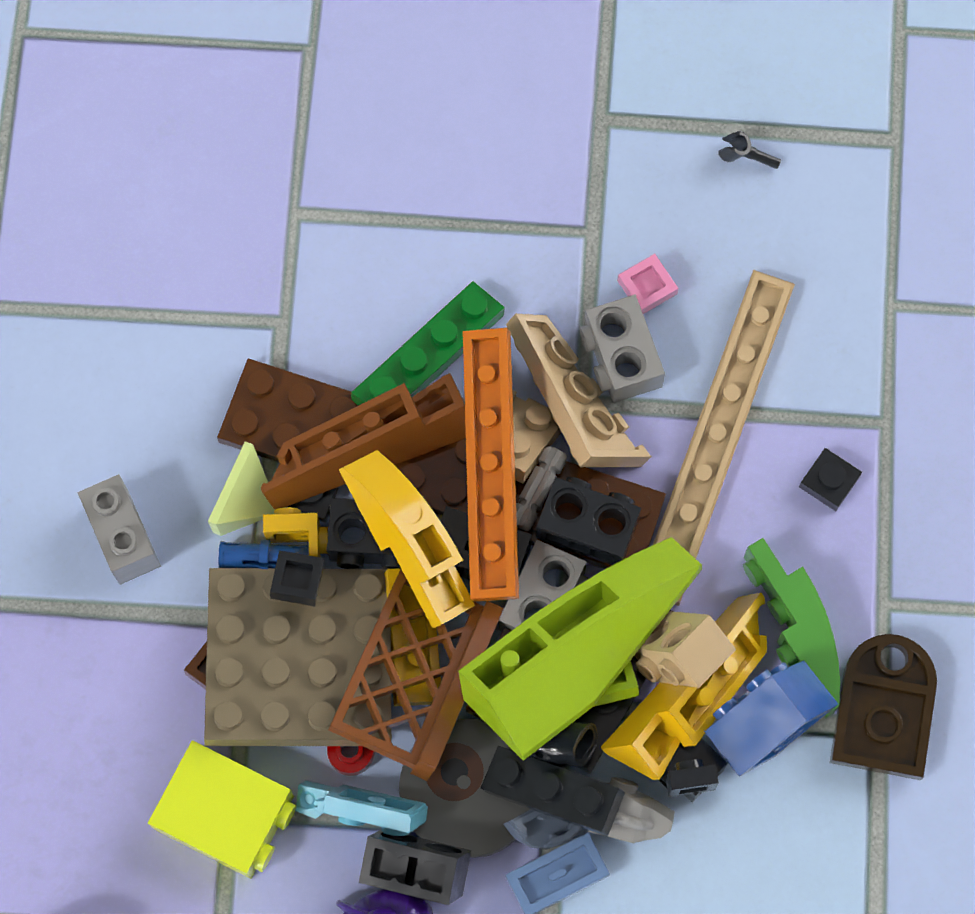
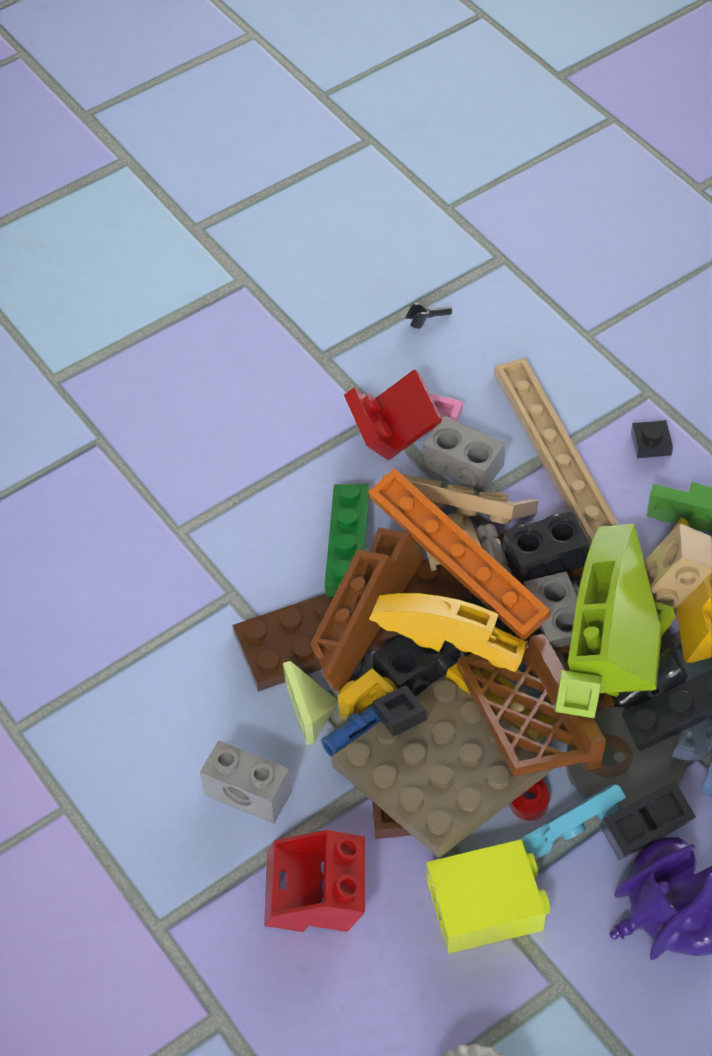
camera: 40 degrees left, 20 degrees down
(95, 677) = (297, 897): none -> red piece
(448, 704) = (578, 694): none -> lime plate
(589, 250) = (395, 416): none -> red bracket

